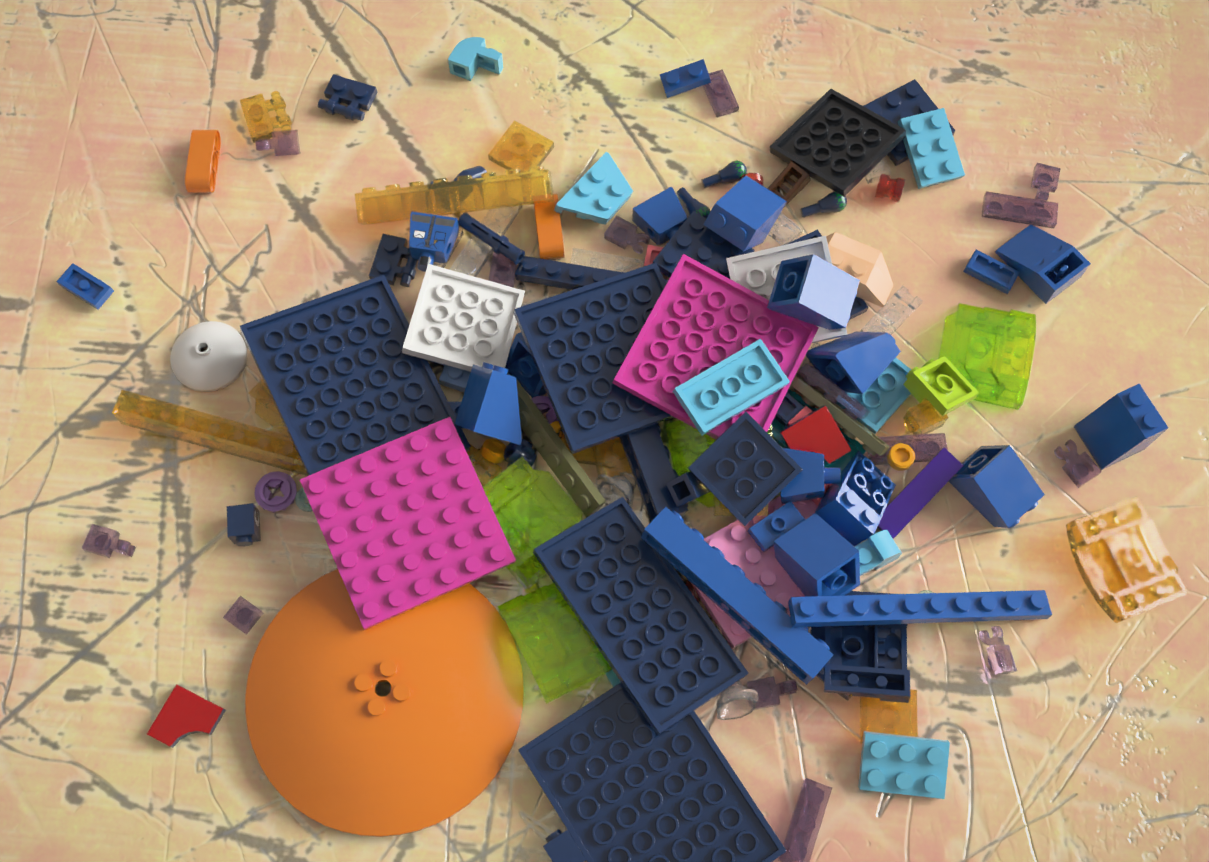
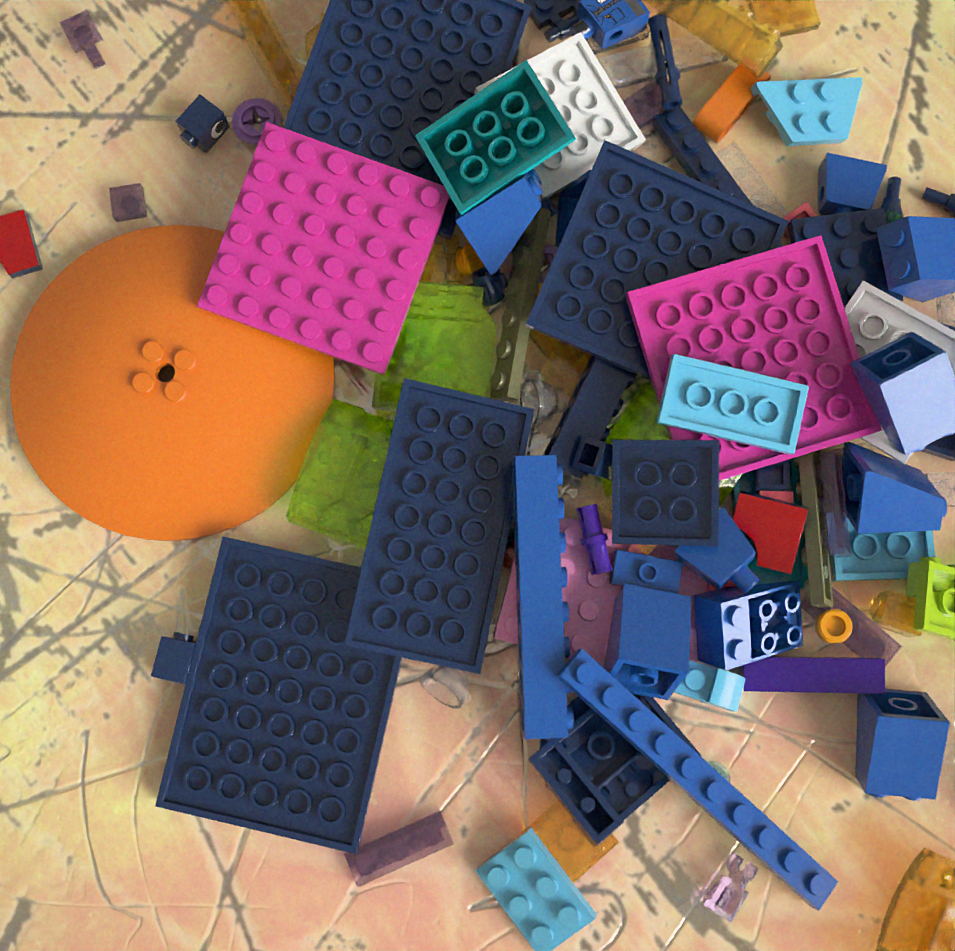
camera: 50 degrees right, 10 degrees up
(450, 364) = (495, 137): none -> teal slope
(624, 233) = (796, 170): plate -> none
(731, 535) = (594, 539): none -> dark purple pin
(769, 691) = (486, 706): plate -> none

